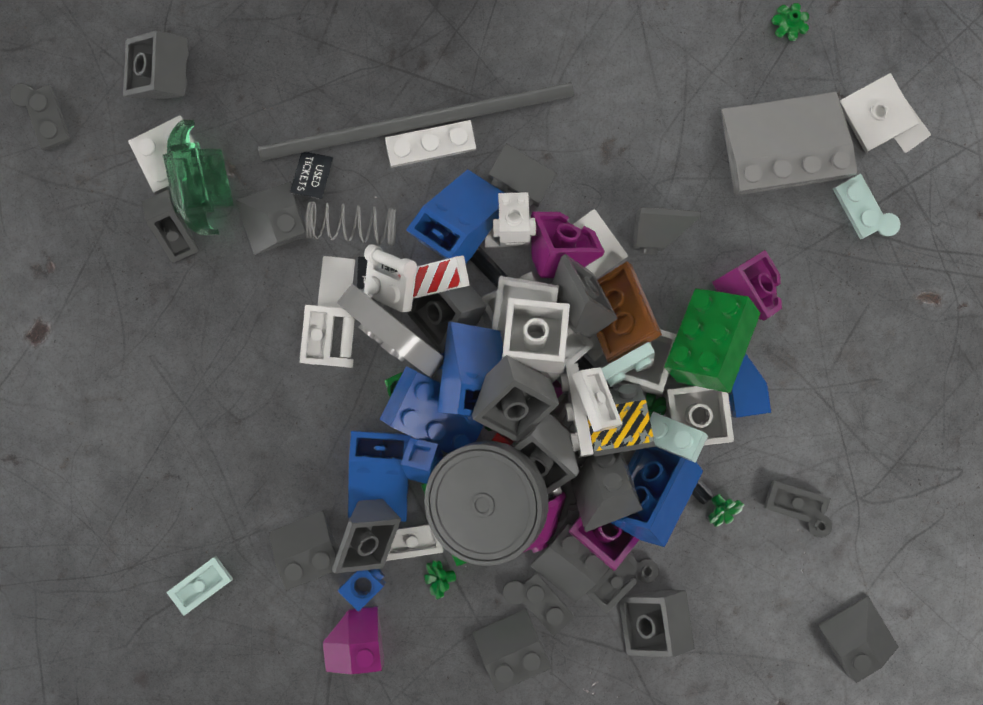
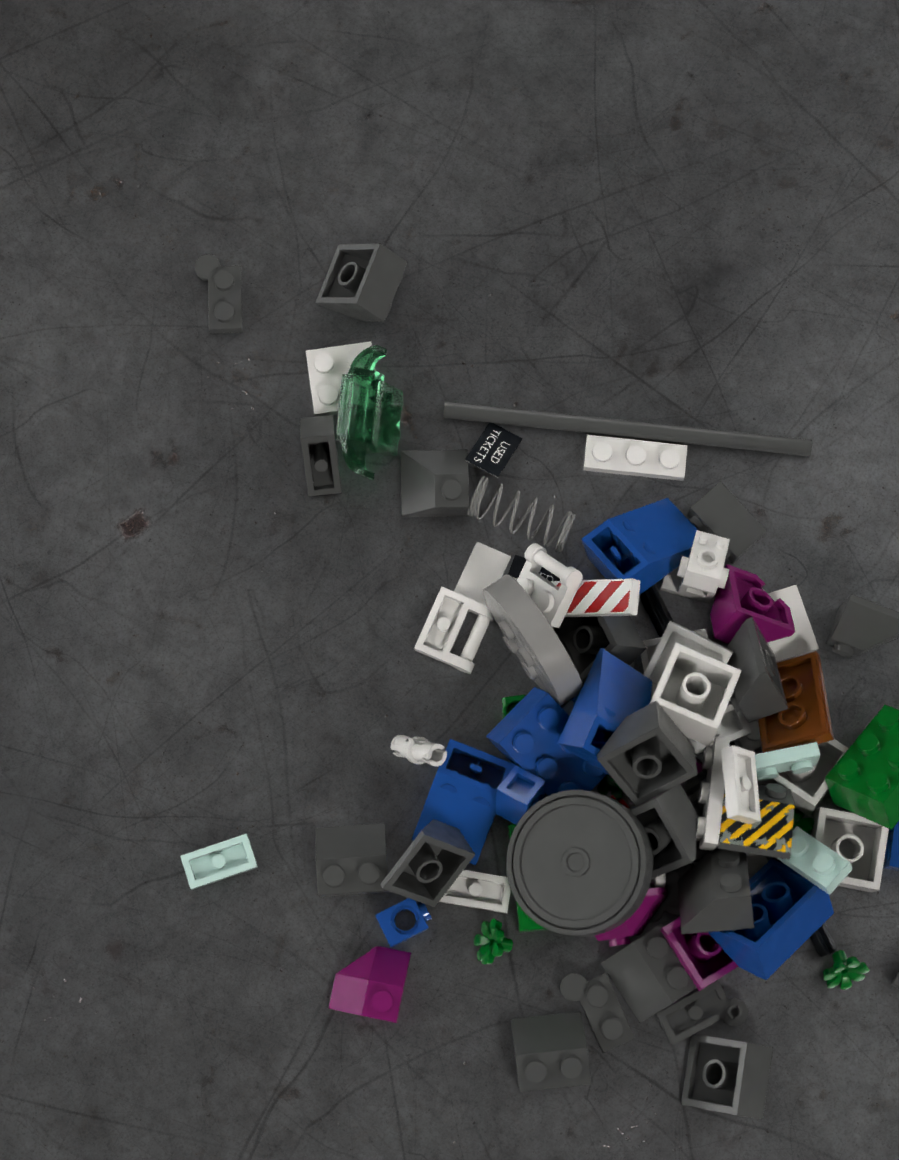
camera: 15 degrees right, 10 degrees down
(329, 447) = (418, 750): none -> white pin

